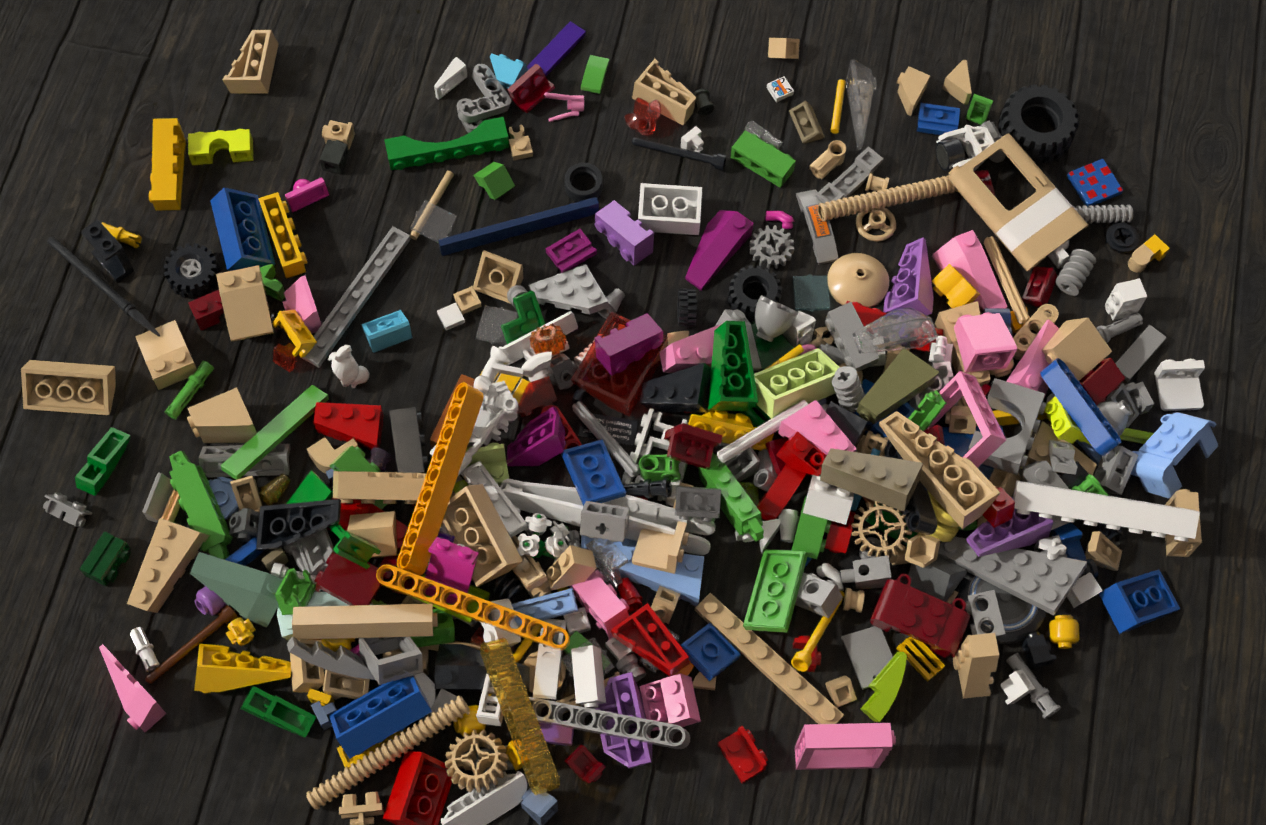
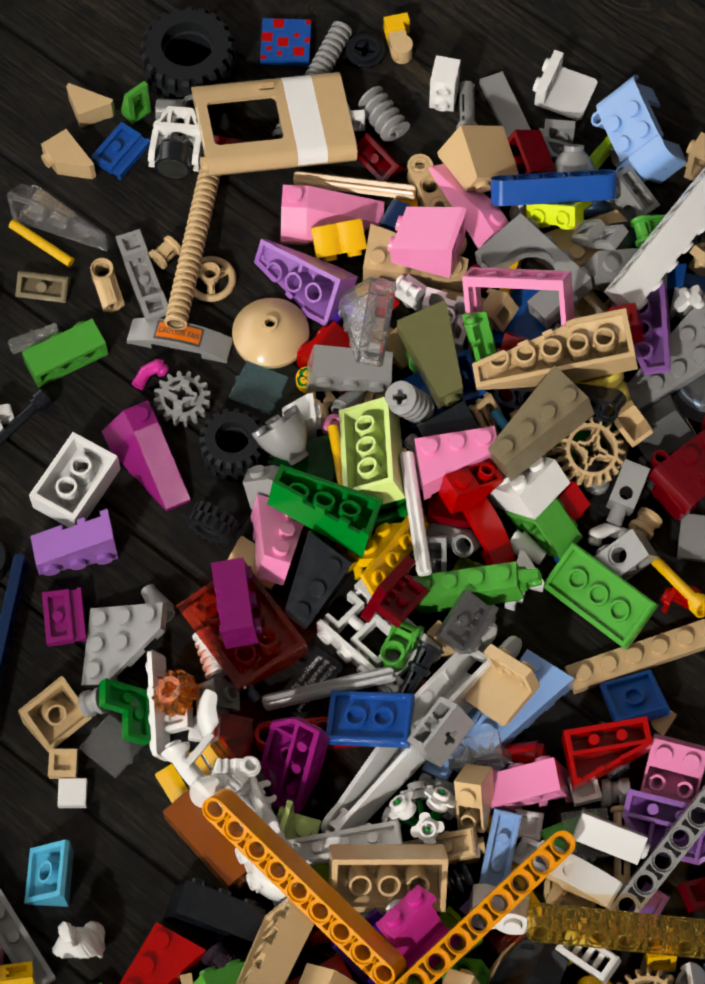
camera: 60 degrees left, 0 degrees up
(663, 607) = (562, 721): tan brick -> none

